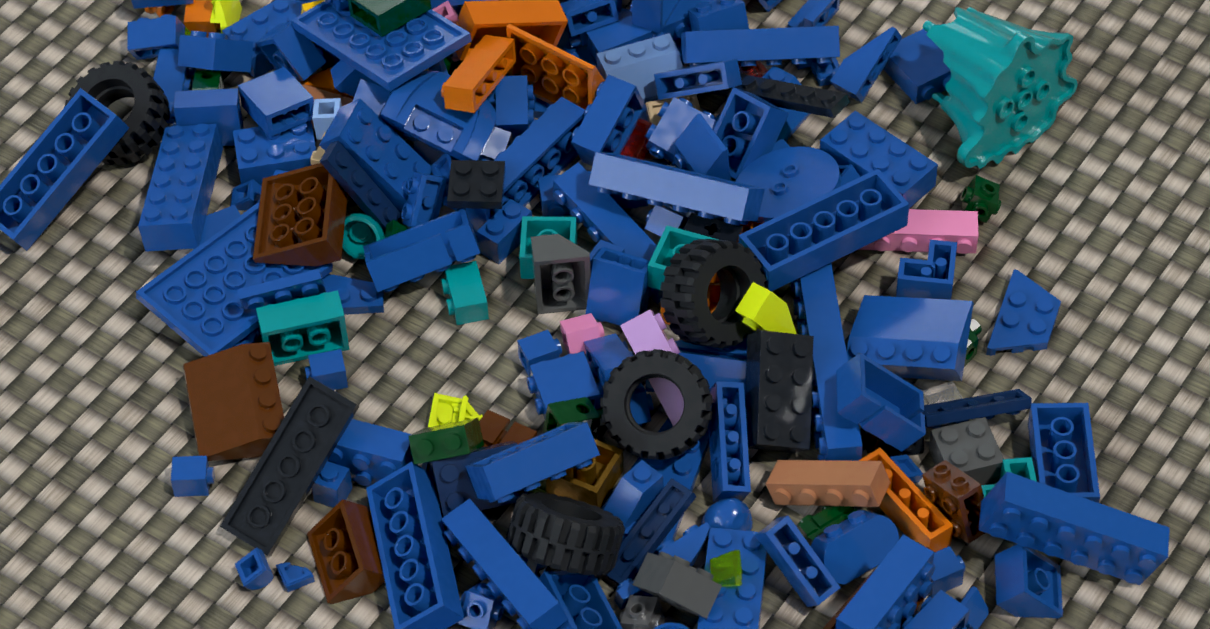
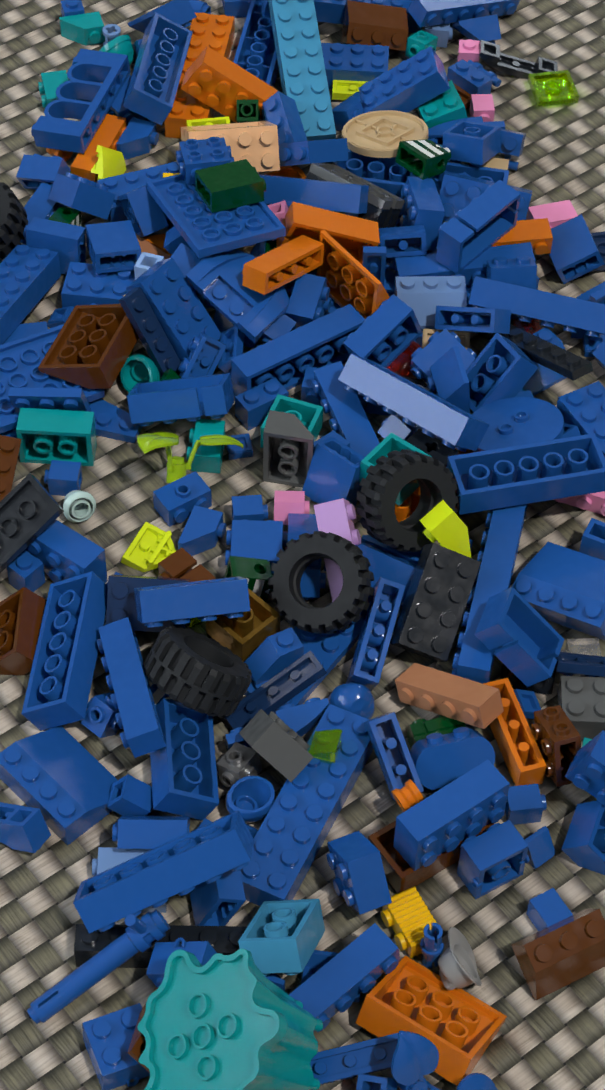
camera: 15 degrees right, 0 degrees up
(359, 392) = (78, 506): none -> light aqua cone
(420, 302) = (176, 466): none -> lime plant
(446, 440) = (130, 562): dark green brick -> none
(463, 358) = (177, 499): none -> blue brick
(476, 184) = (246, 356): black plate -> none
(498, 284) = (237, 452): none -> blue tile
(499, 384) = (202, 530): none -> blue slope
(568, 39) = (375, 261): none -> blue plate
(829, 597) = (407, 795): none -> orange wheel

